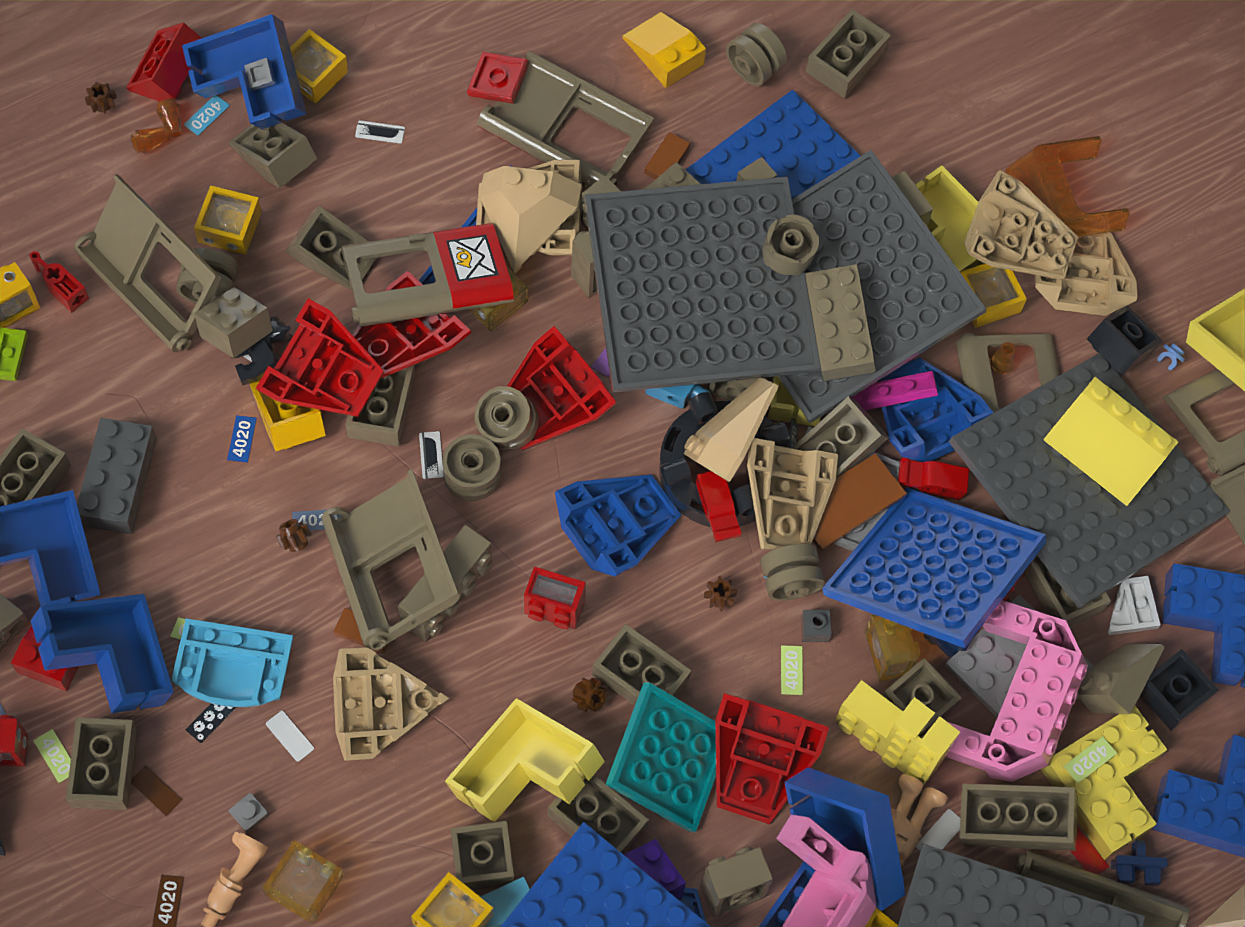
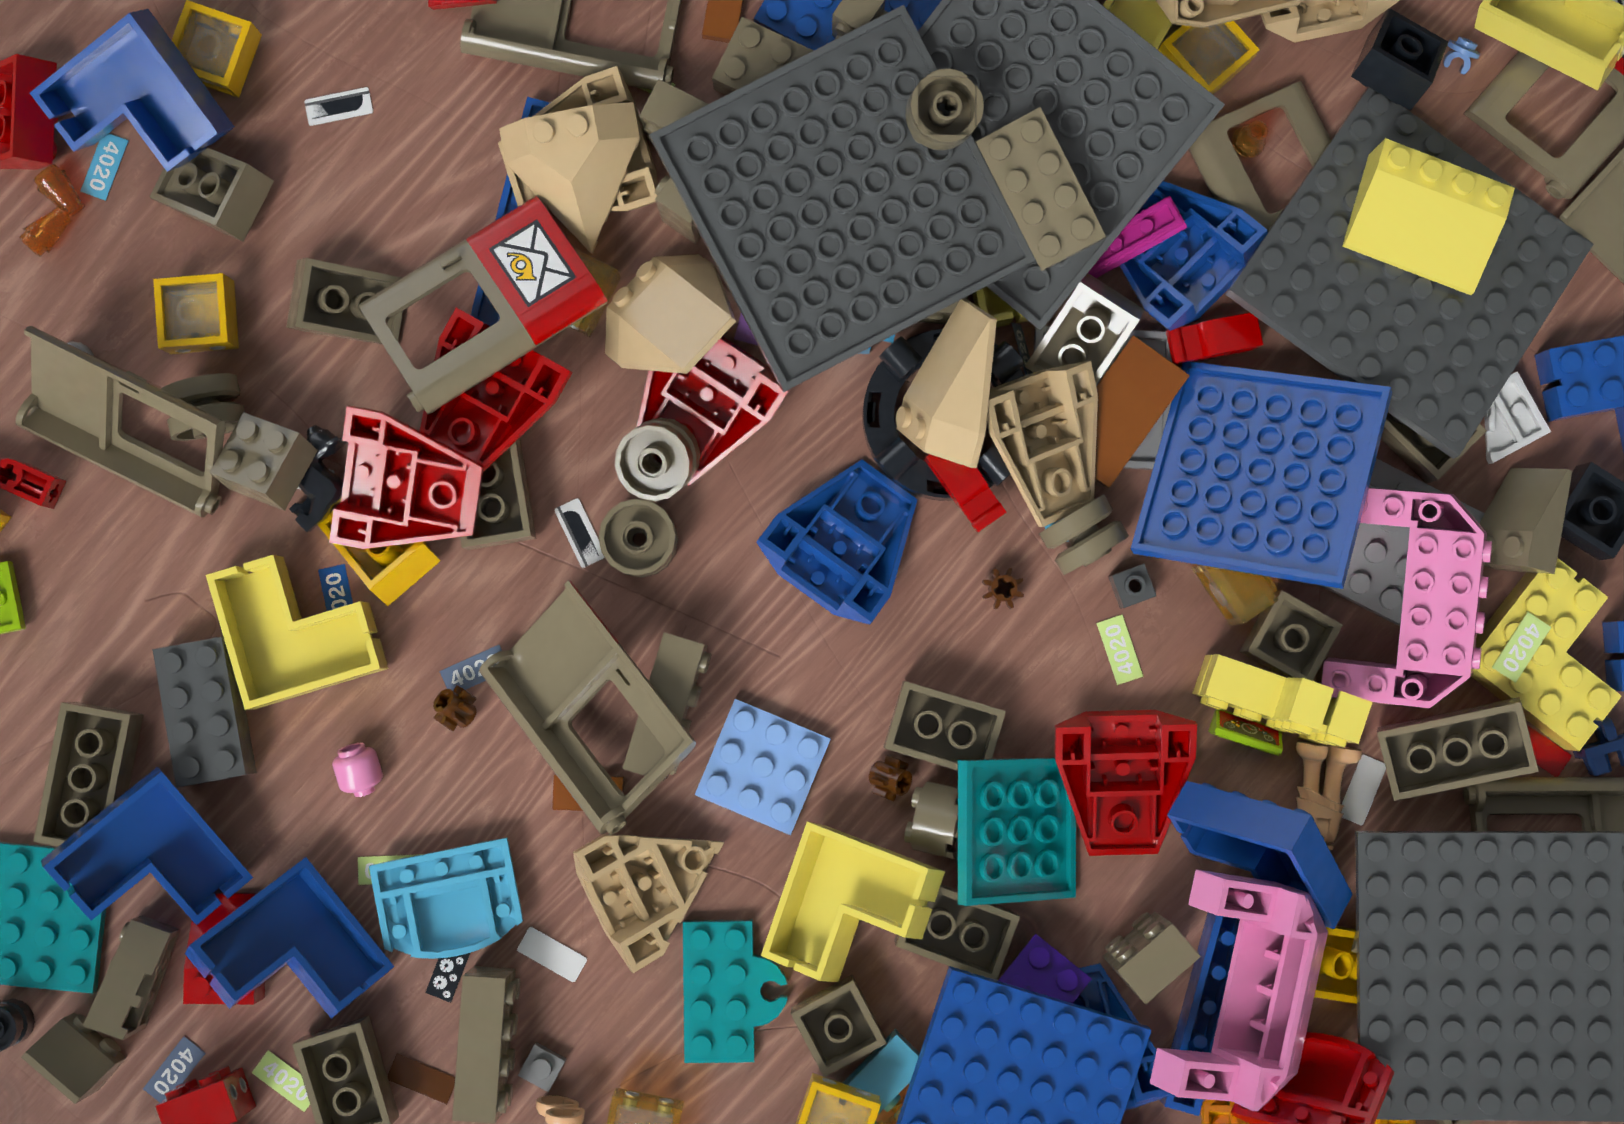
camera: 15 degrees left, 20 degrees up
(191, 456) = (278, 651): none -> light yellow piece
(206, 553) = (357, 769): none -> bright pink head
(215, 772) = (484, 1044): none -> dark tan brick
(260, 74) = (150, 96): light grey plate -> none
(407, 807) = (725, 991): none -> teal plate
(498, 657) = (762, 766): none -> light blue plate
(547, 324) = (668, 315): none -> tan wedge
(554, 598) = (805, 676): red piece -> none
(608, 729) = (935, 820): none -> dark tan brick
(864, 760) = (1246, 732): none -> slope

